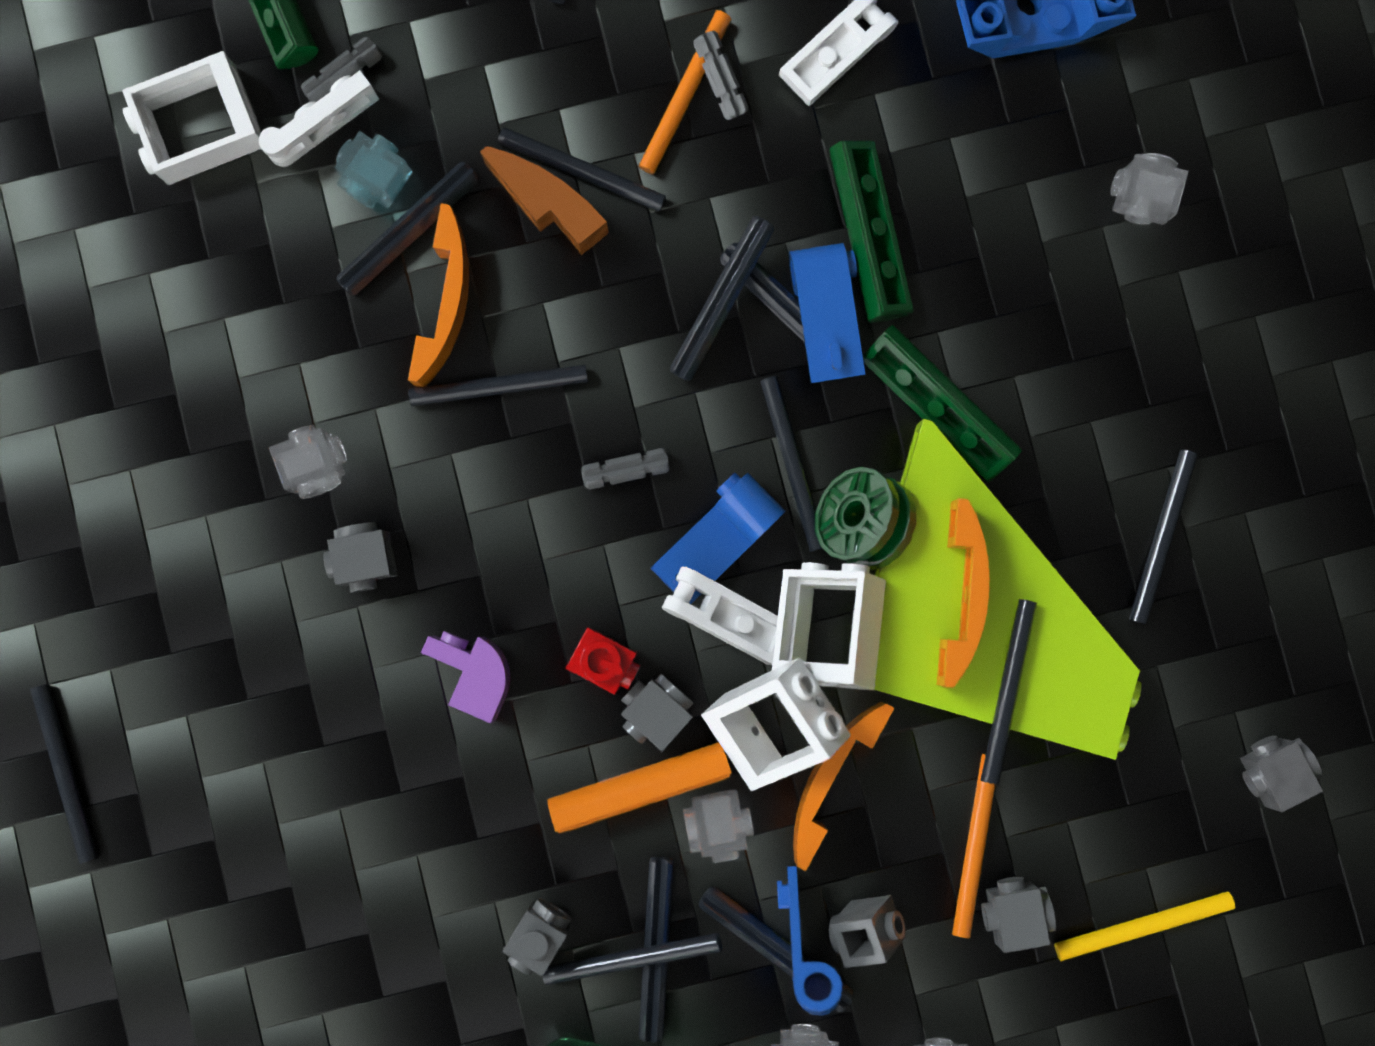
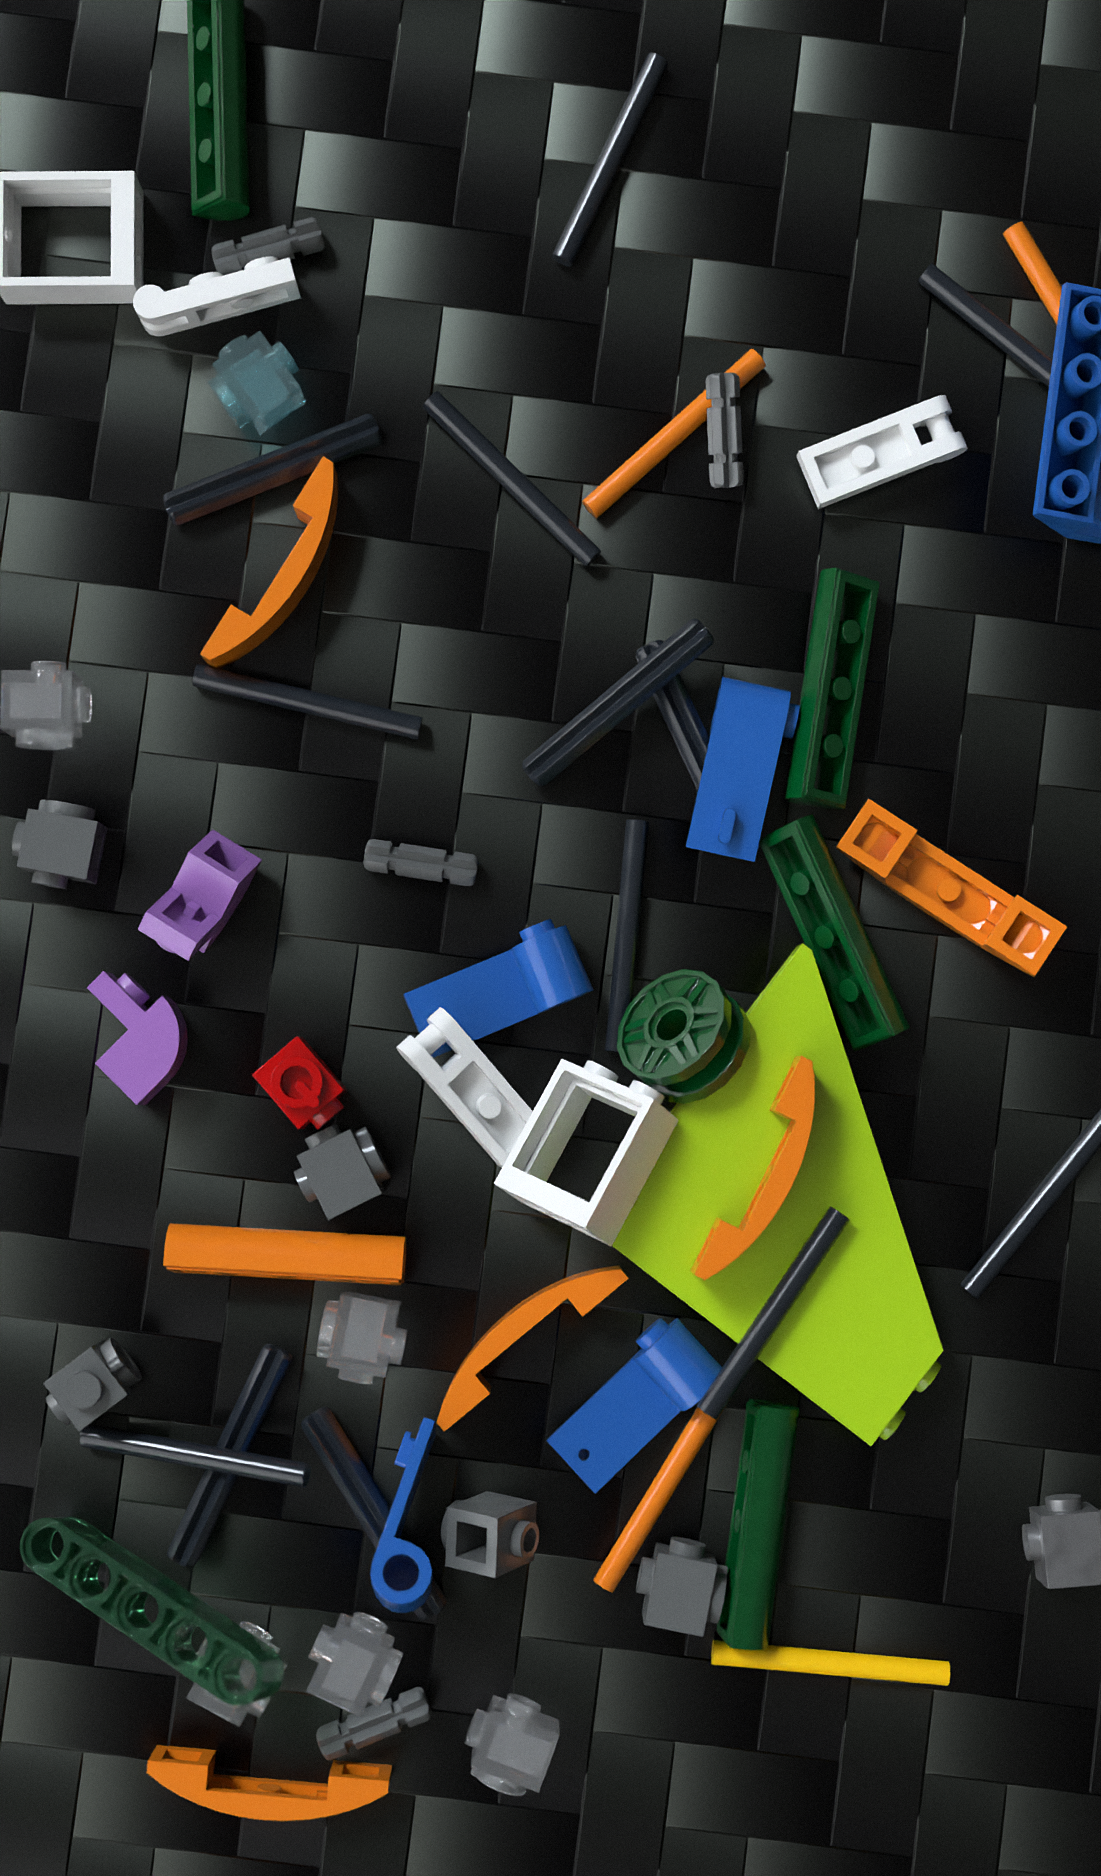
camera: 20 degrees right, 0 degrees up
(477, 554) = (201, 896): none -> medium lavender brick
(547, 198) = (455, 499): dark orange slope -> none
(749, 744) = (437, 1250): white window -> none
(933, 794) = (636, 1403): none -> blue door
(1012, 341) = (949, 890): none -> orange slope
(1054, 846) = (757, 1523): none -> dark green brick

